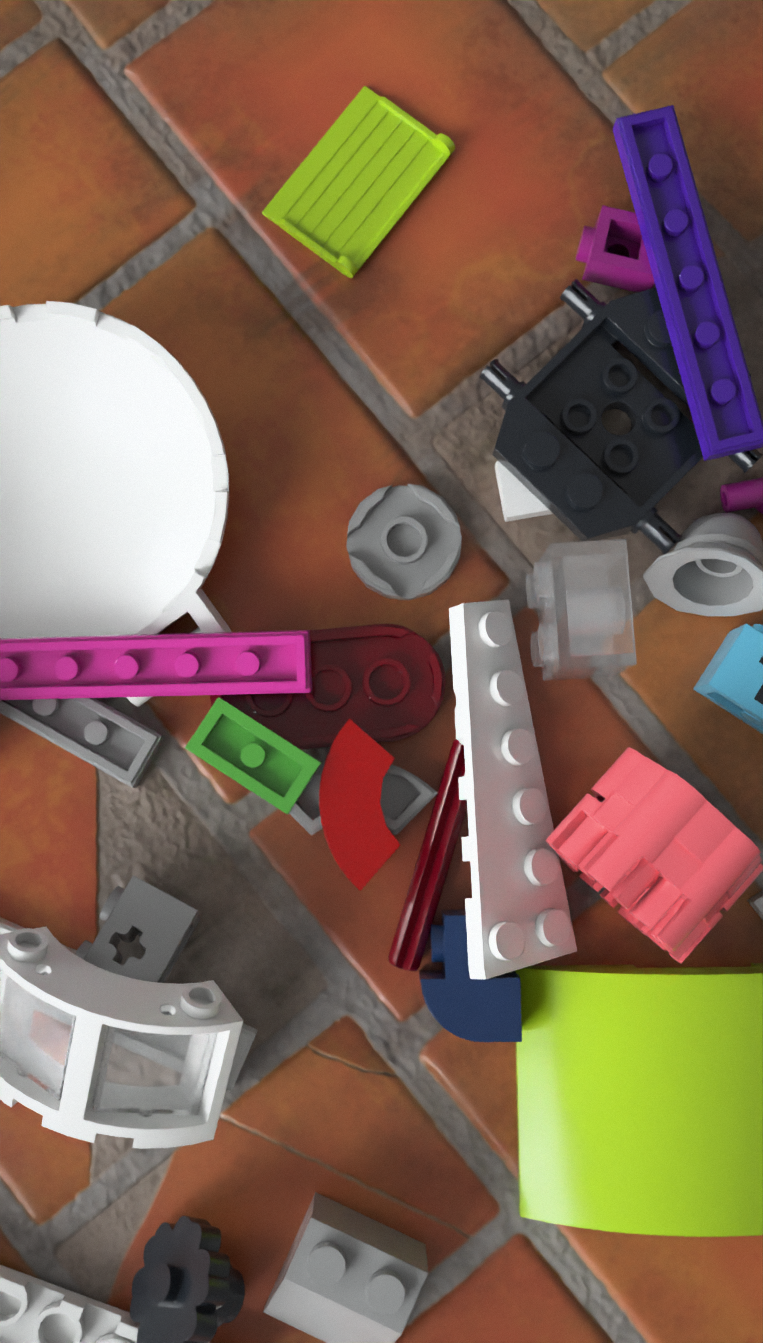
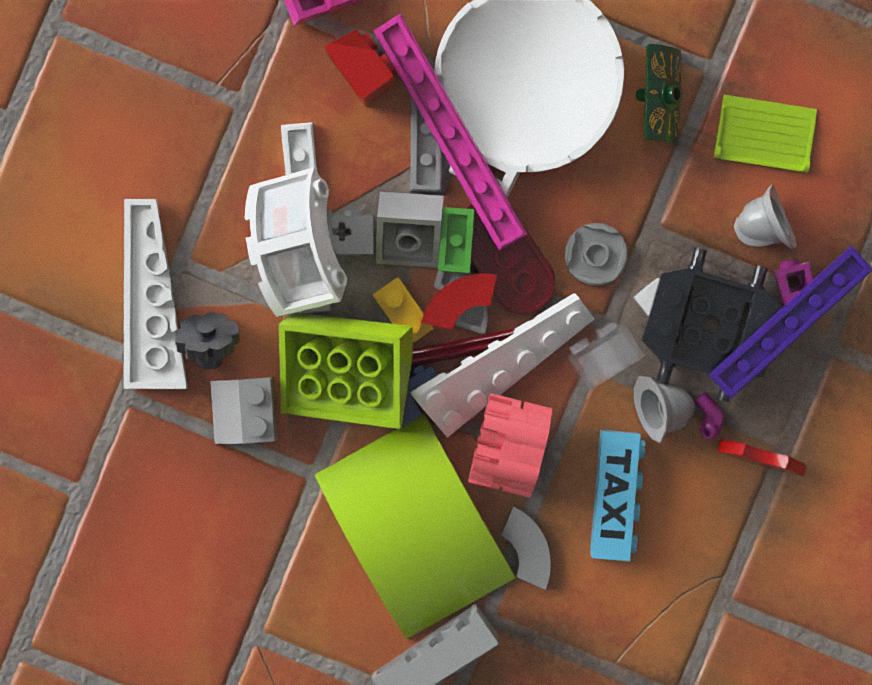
camera: 60 degrees right, 5 degrees up
(191, 827) = (409, 229): none -> light grey slope
(201, 291) = (662, 93): none -> dark green shield
(323, 910) = (402, 308): none -> yellow plate
(367, 1071) = (344, 369): none -> lime slope
(500, 245) = (765, 222): none -> light grey piece

